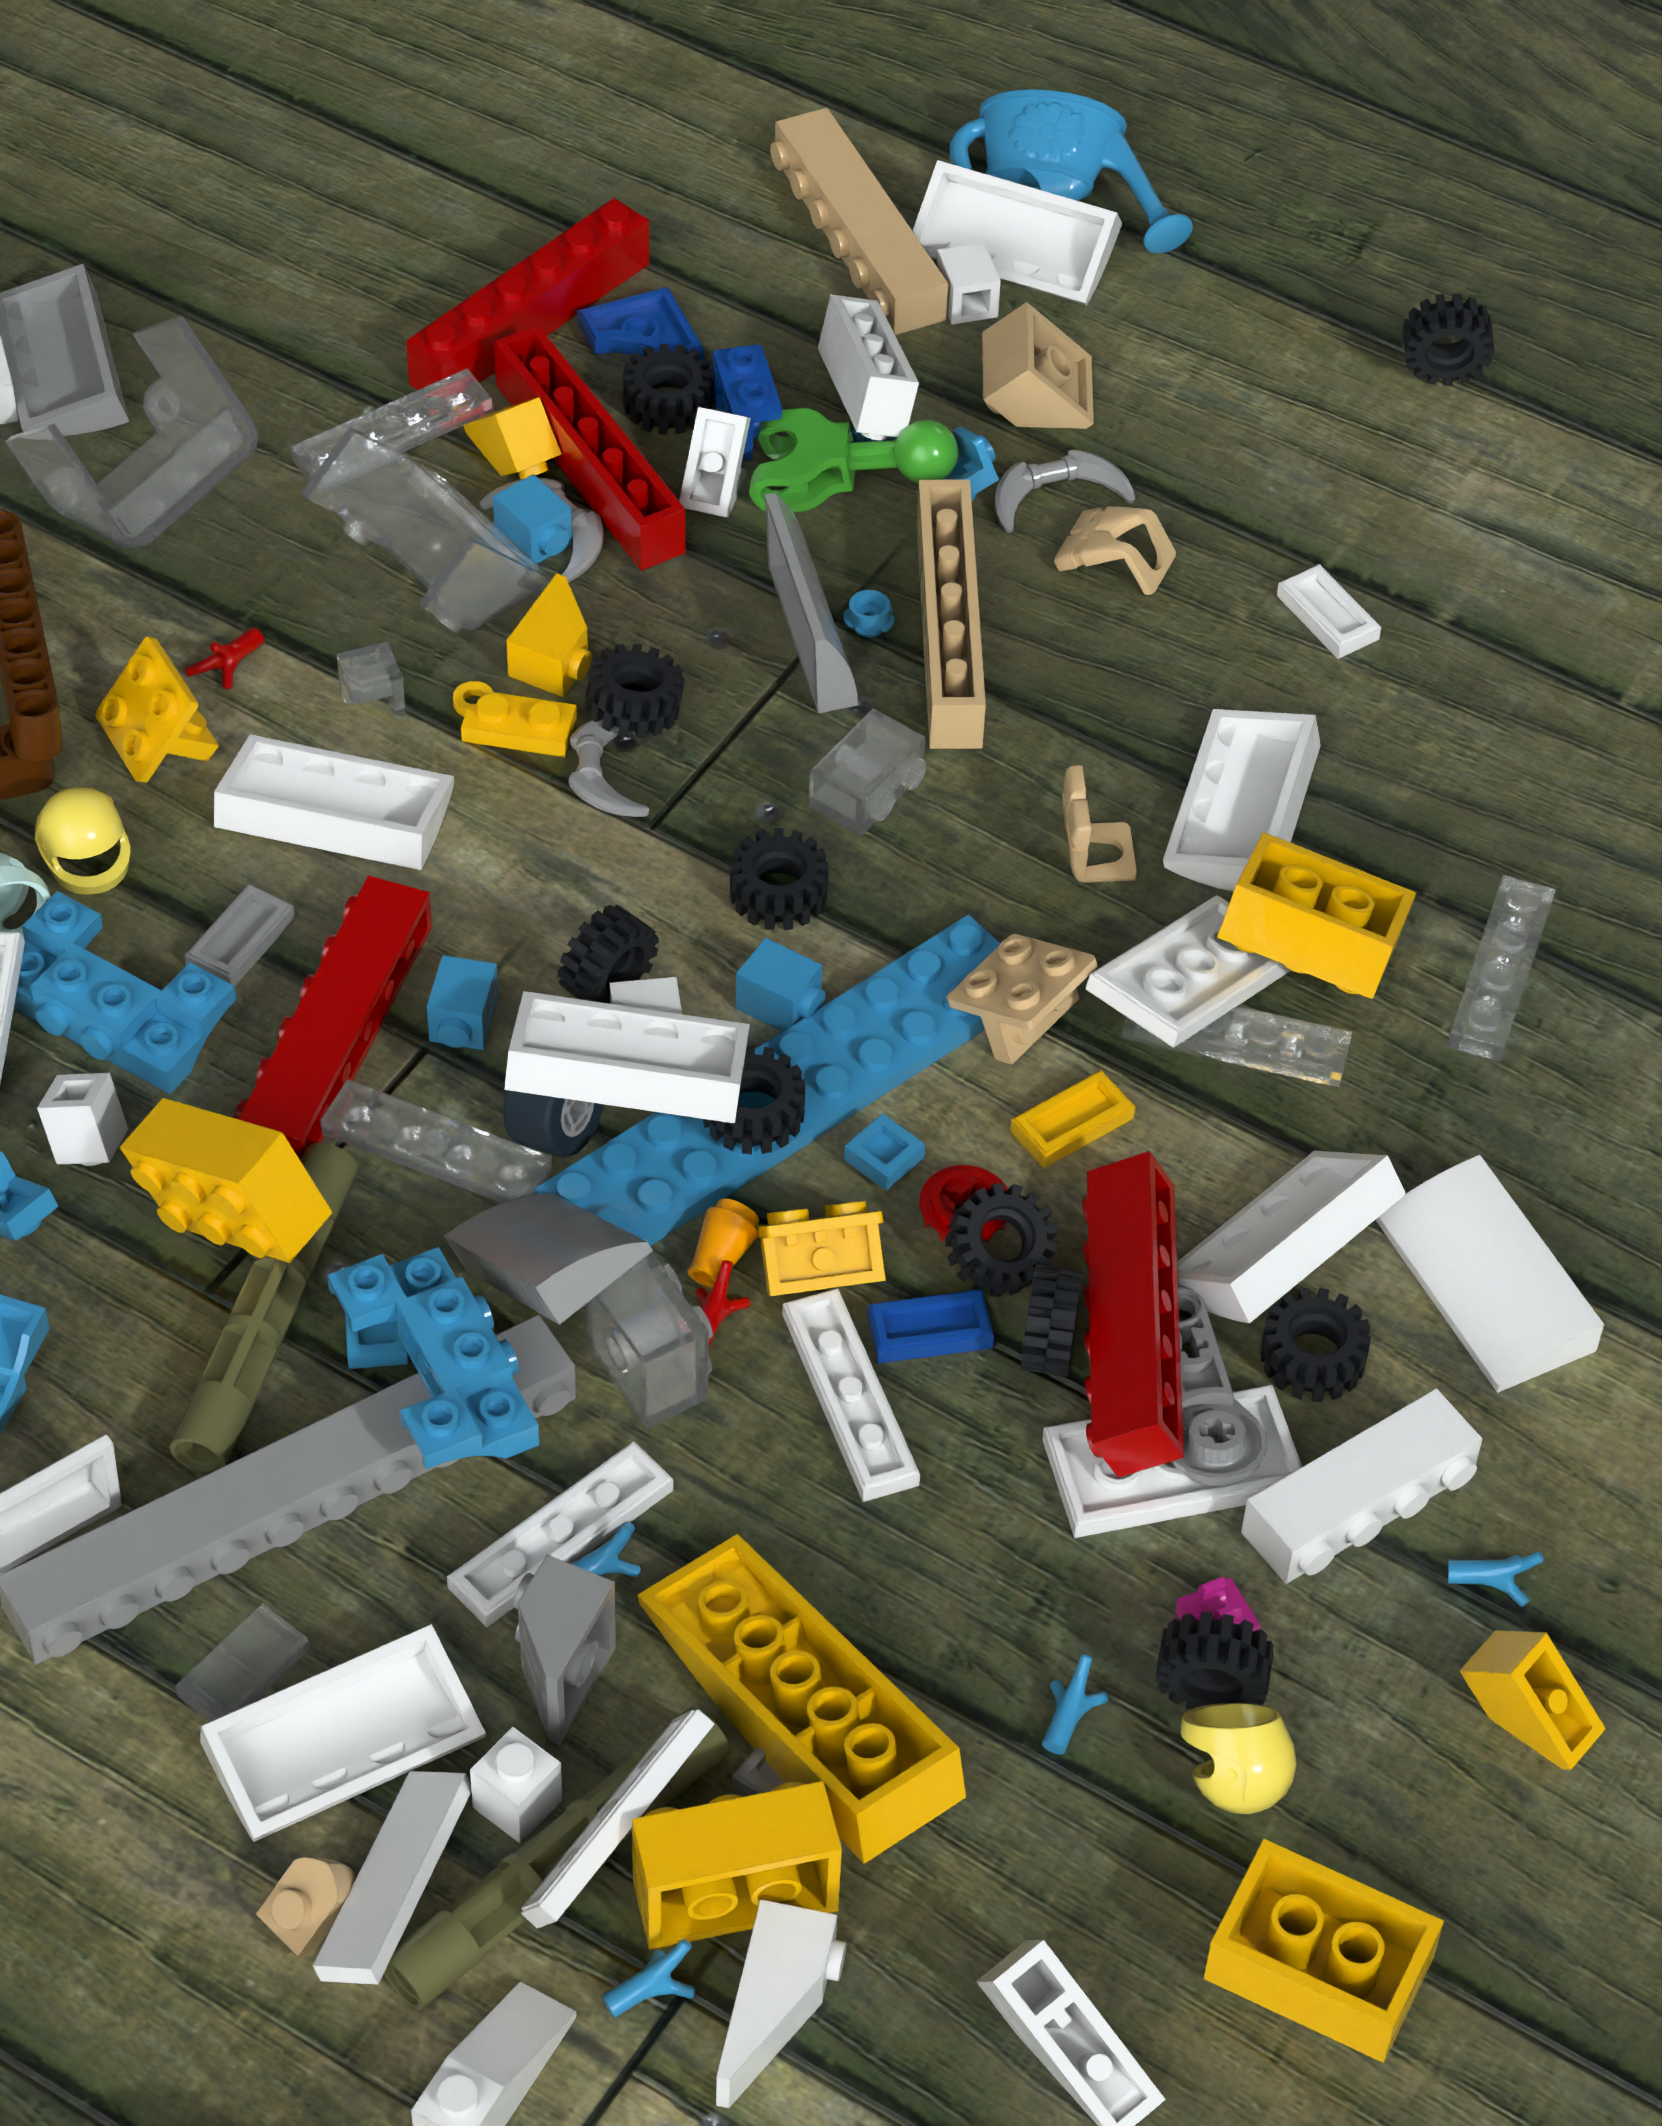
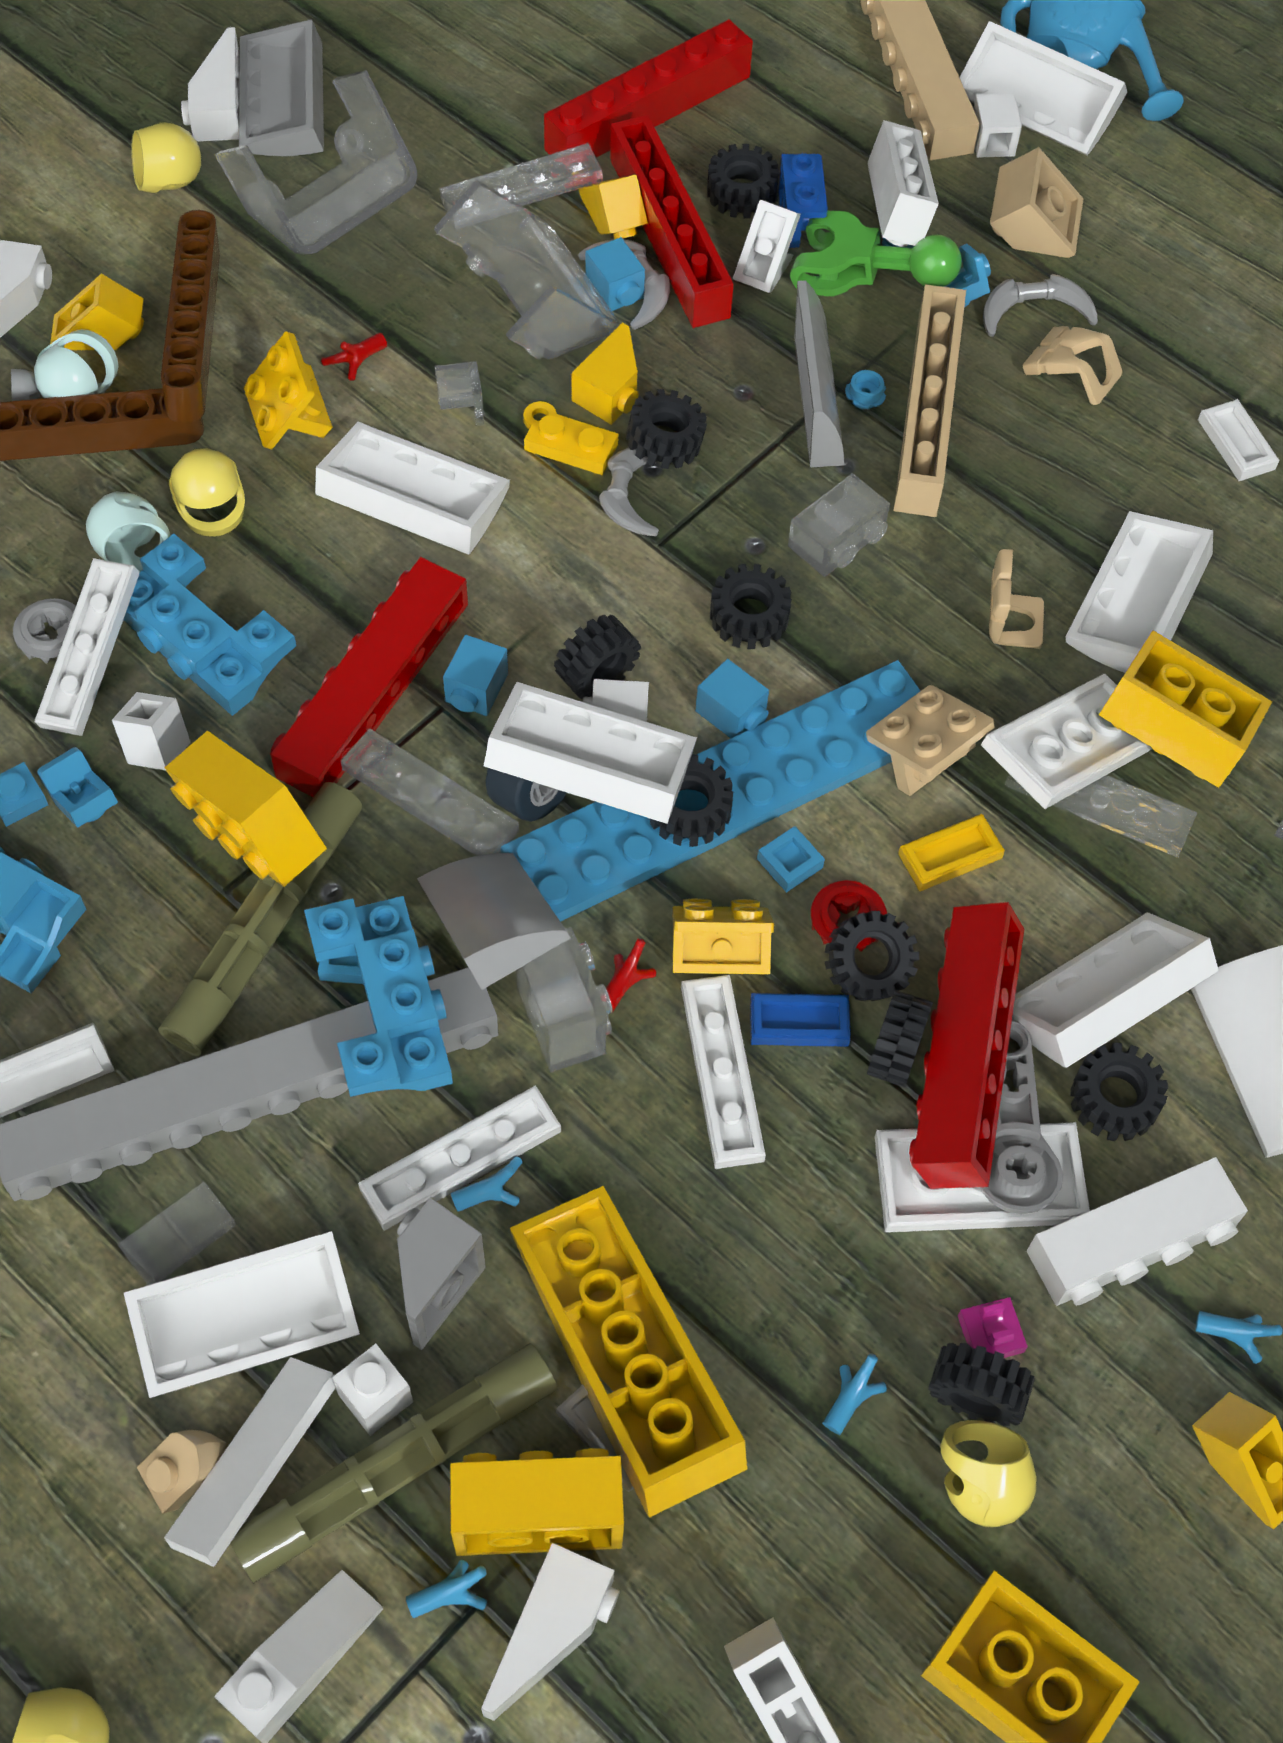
camera: 10 degrees right, 10 degrees up
(241, 934) = (314, 590): light grey tile -> none
(616, 1818) = (442, 1448): white tile -> none
(638, 323) = (731, 124): blue tile -> none
(724, 1235) = (643, 917): light orange cone -> none

